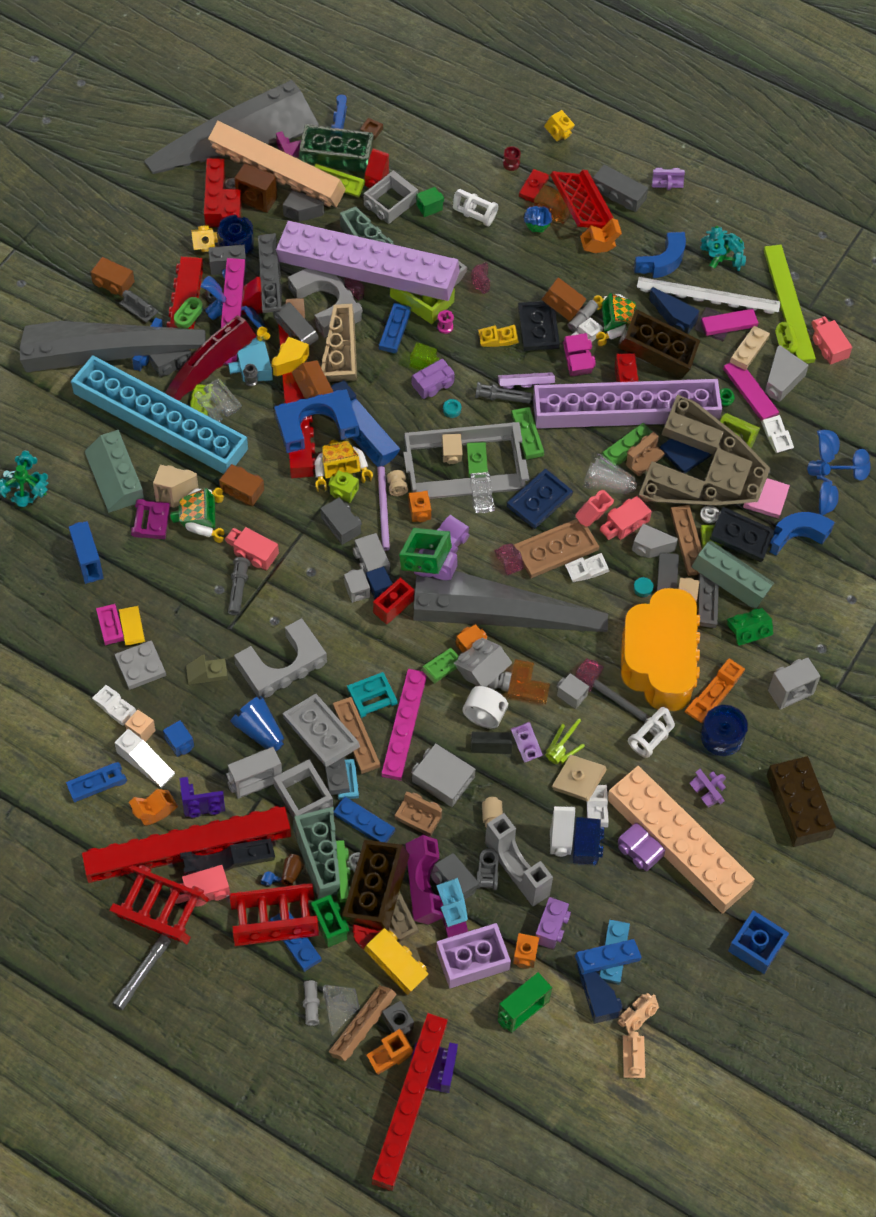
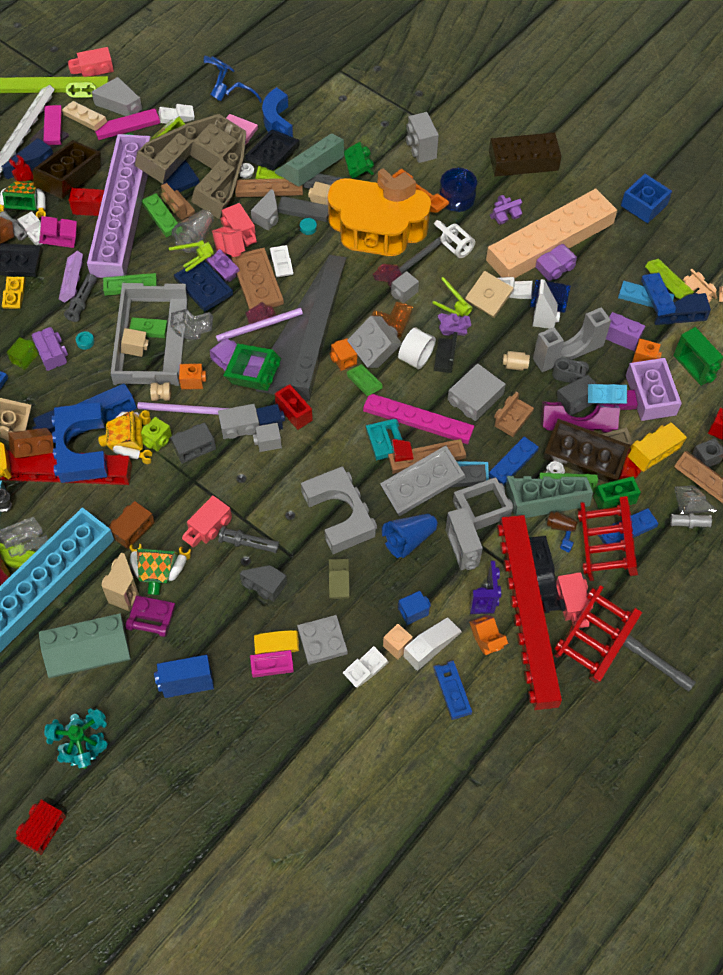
camera: 80 degrees left, 0 degrees up
(193, 607) = (264, 580): none -> dark grey slope
(354, 706) = (402, 450): none -> red slope
(495, 557) = (260, 324): none -> lavender piece
(565, 510) = (223, 265): none -> medium lavender hips
(576, 488) = (204, 251): none -> lime plant
(641, 975) = (669, 278): none -> lime plate
(651, 305) = (22, 171): none -> red plate
(686, 654) = (396, 188): none -> medium nougat brick

